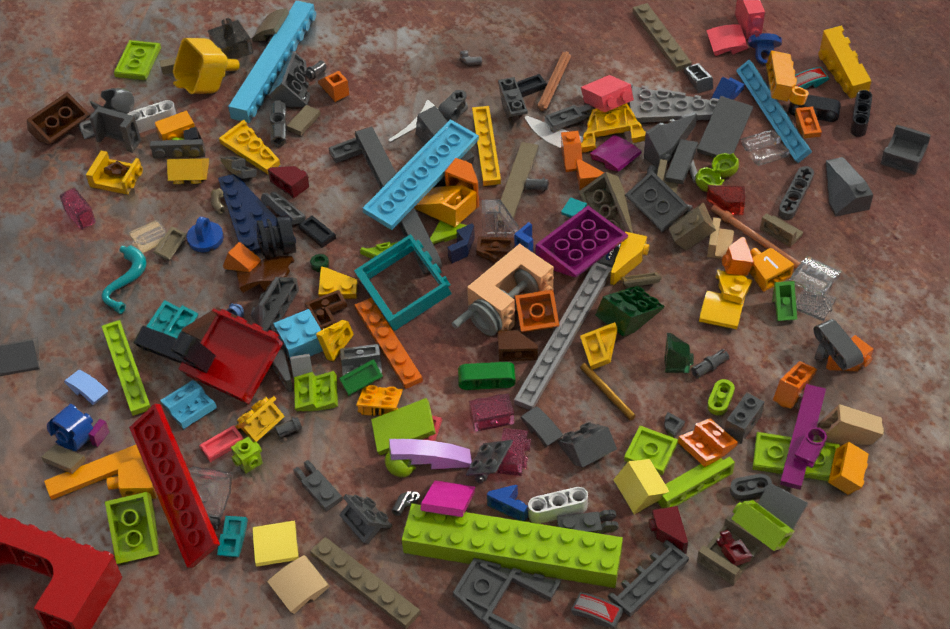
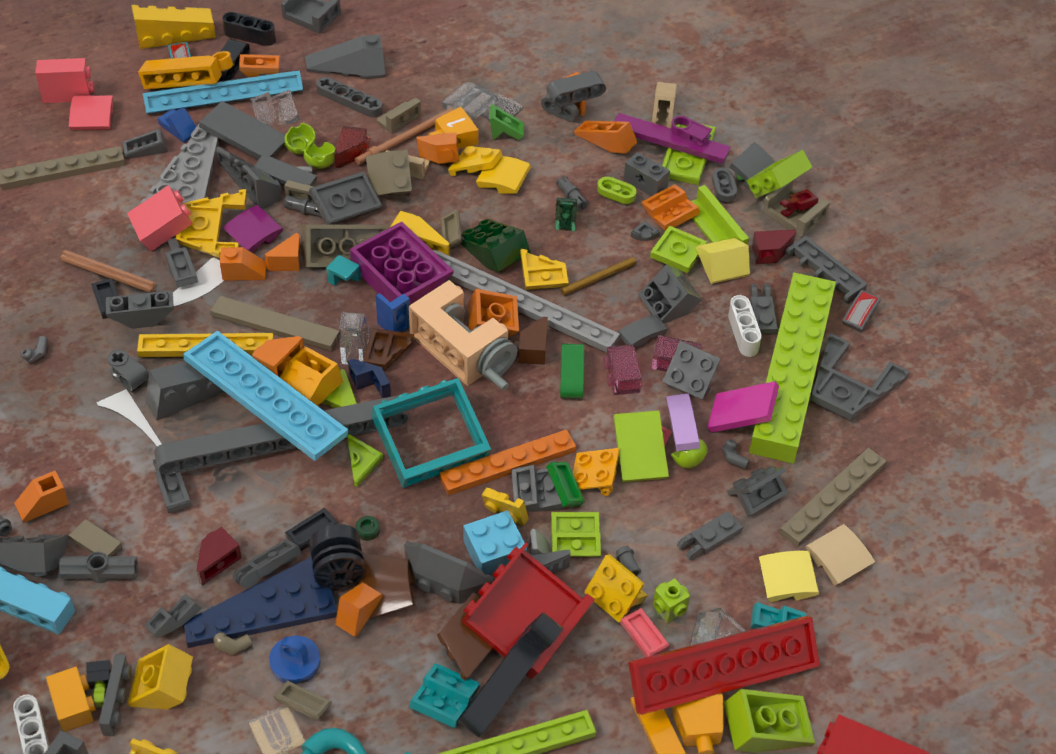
camera: 90 degrees left, 0 degrees up
(188, 404) = (582, 671): medium azure slope -> none
(236, 309) = (439, 618): medium blue plate -> none
(248, 146) = (126, 610): yellow wing -> none
(324, 307) = (449, 519): reddish brown brick -> none
(332, 281) = (408, 511): yellow wing -> none
(504, 502) = (739, 366): blue slope -> none
(538, 184) = (287, 298): dark grey pin -> none
(764, 43) = (122, 80): blue tile -> none
(848, 468) = (710, 114): light orange brick -> none

